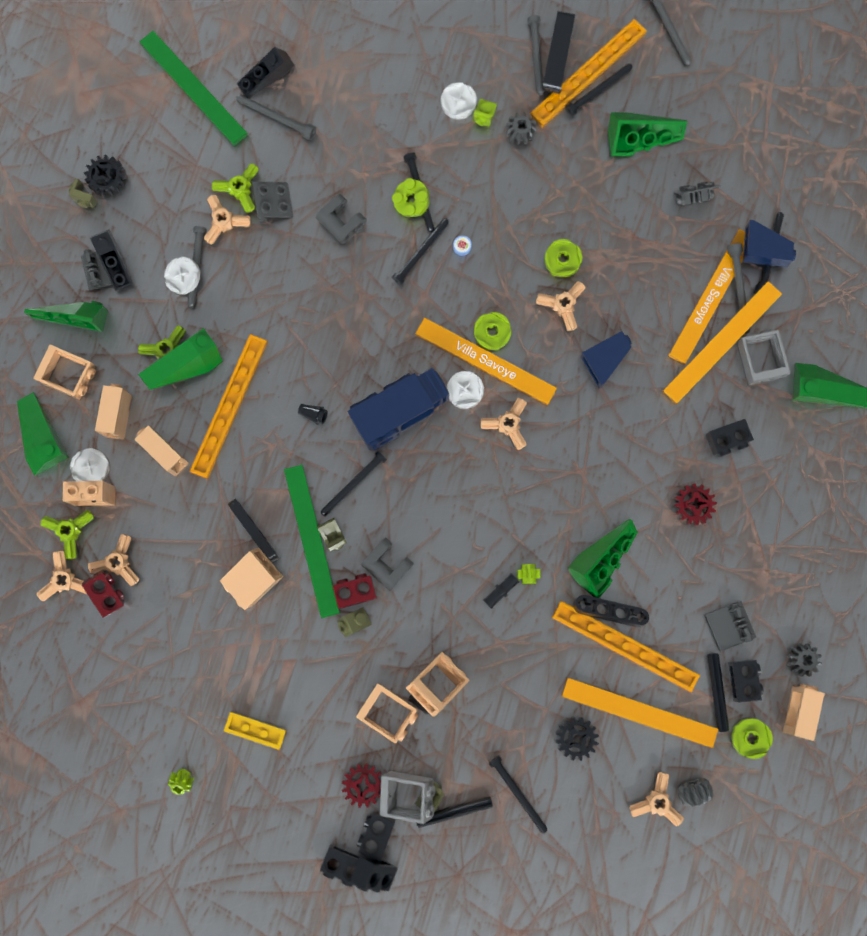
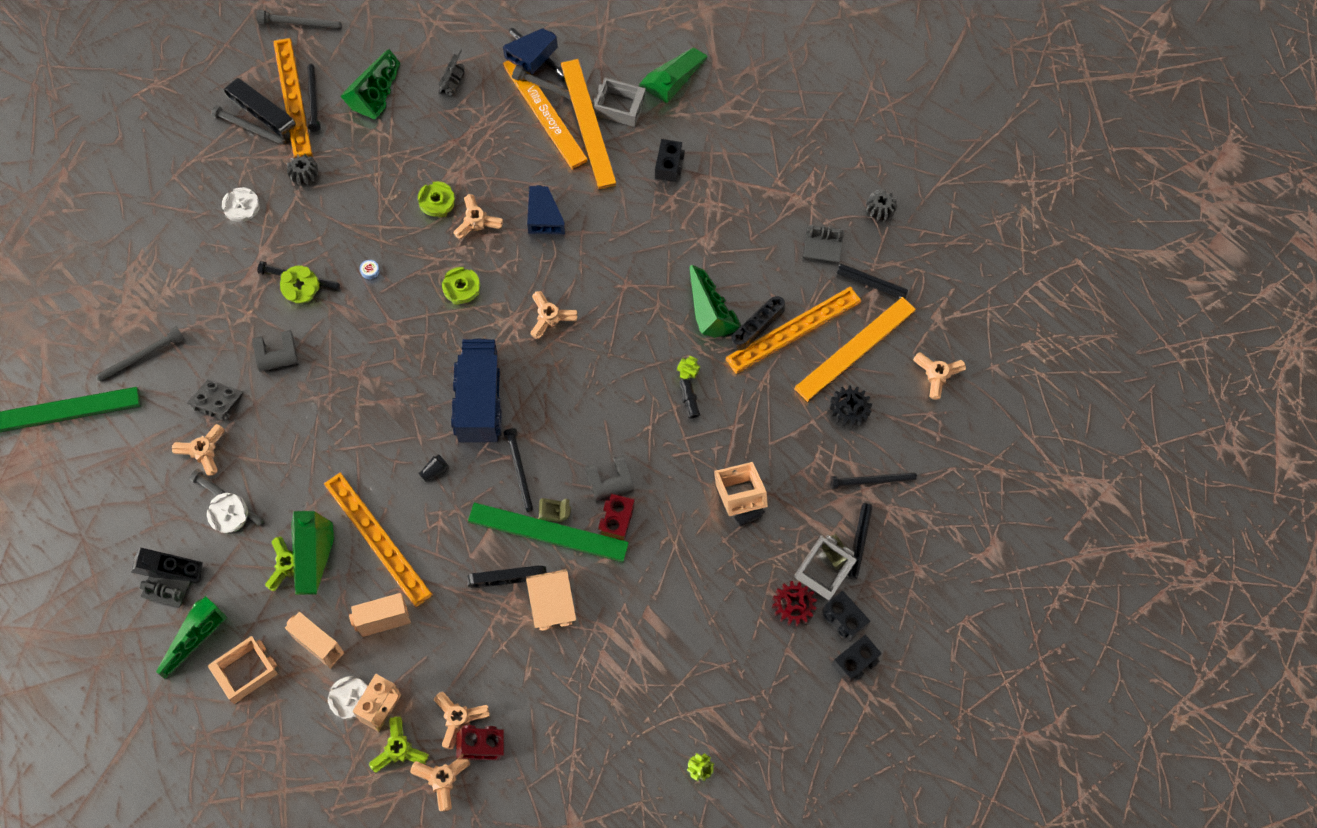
camera: 65 degrees left, 15 degrees down
(39, 438) = (287, 730): green wedge -> none
(82, 198) = (85, 564): olive bracket -> none
(109, 167) = (80, 531): black gear -> none
(239, 187) = (190, 419): lime bush -> none
(255, 730) = (691, 674): yellow plate -> none
(266, 72) = (94, 341): black slope -> none
(353, 622) = (644, 535): olive bracket -> none
(373, 874) = (879, 632): black brick -> none
(399, 278) = (361, 333): black bar -> none
(401, 733) = (725, 560): light nougat window -> none
(465, 389) = (500, 330): white tile -> none
(484, 112) = (267, 190): lime bracket -> none
(486, 361) = (482, 305): light orange tile -> none
(695, 512) = (709, 216): dark red gear -> none
(695, 792) = (945, 338): dark grey gear -> none
(739, 681) = (872, 259): black brick -> none
(760, 746) = (921, 286): lime plate -> none
(803, 712) = (923, 225): light nougat window -> none

